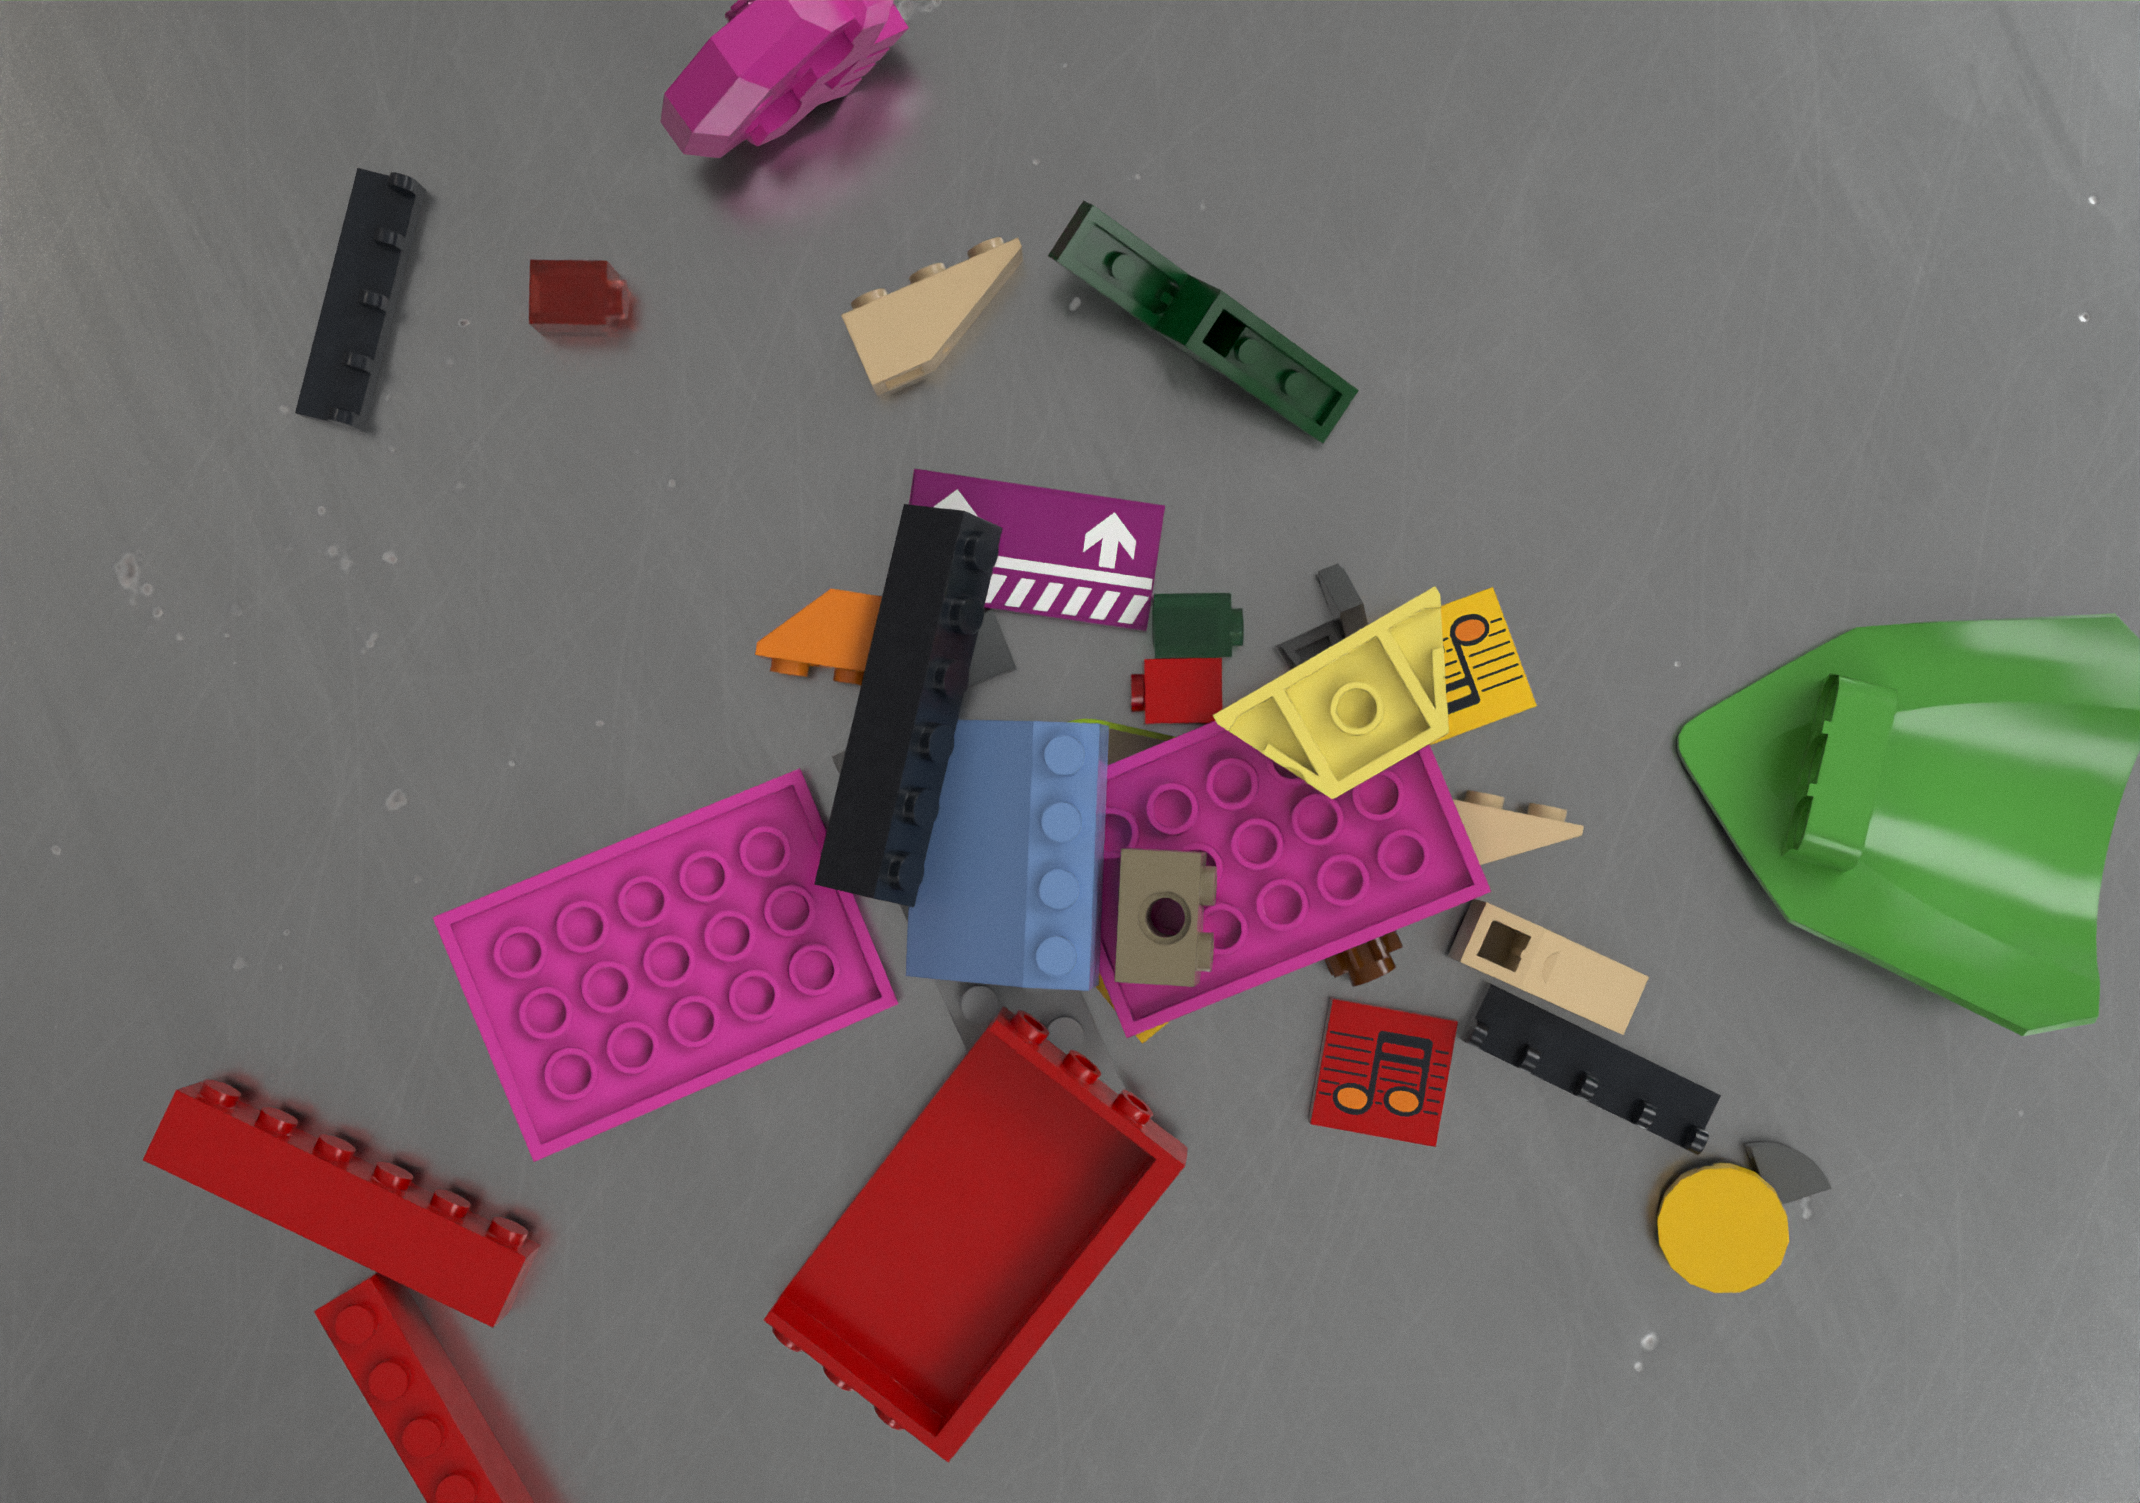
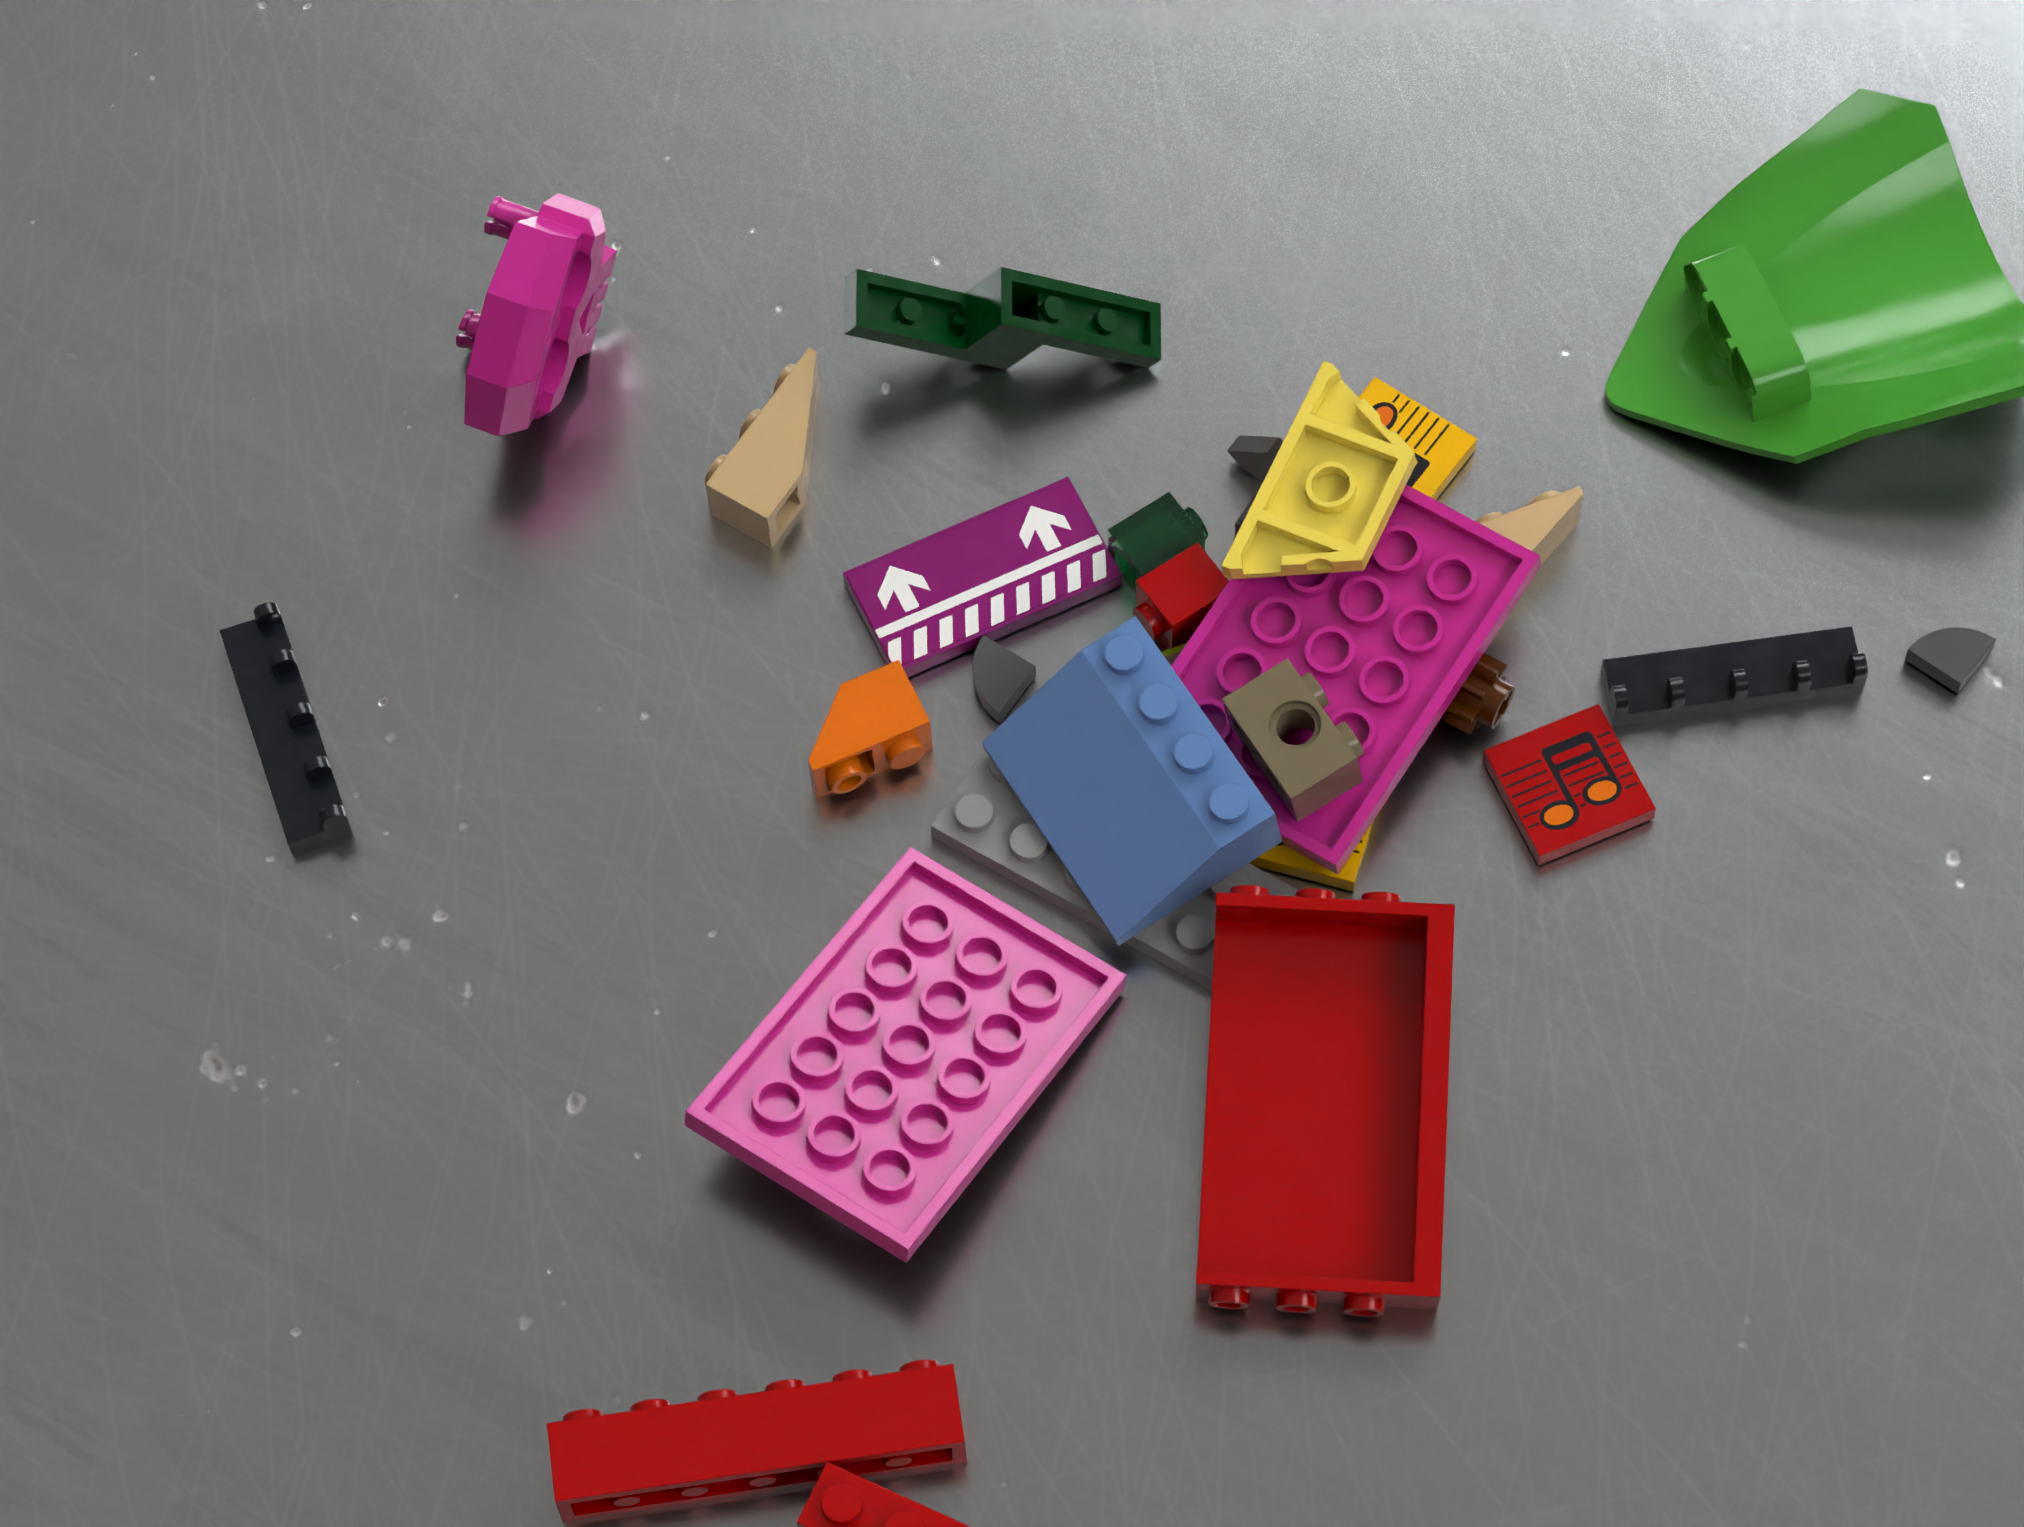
camera: 30 degrees left, 25 degrees down
(576, 298) = (473, 613): clear red brick -> none
(909, 704) = (971, 723): black brick -> none
(1548, 966) = (1631, 612): tan slope -> none
(1722, 1228) = (1934, 721): yellow tile -> none

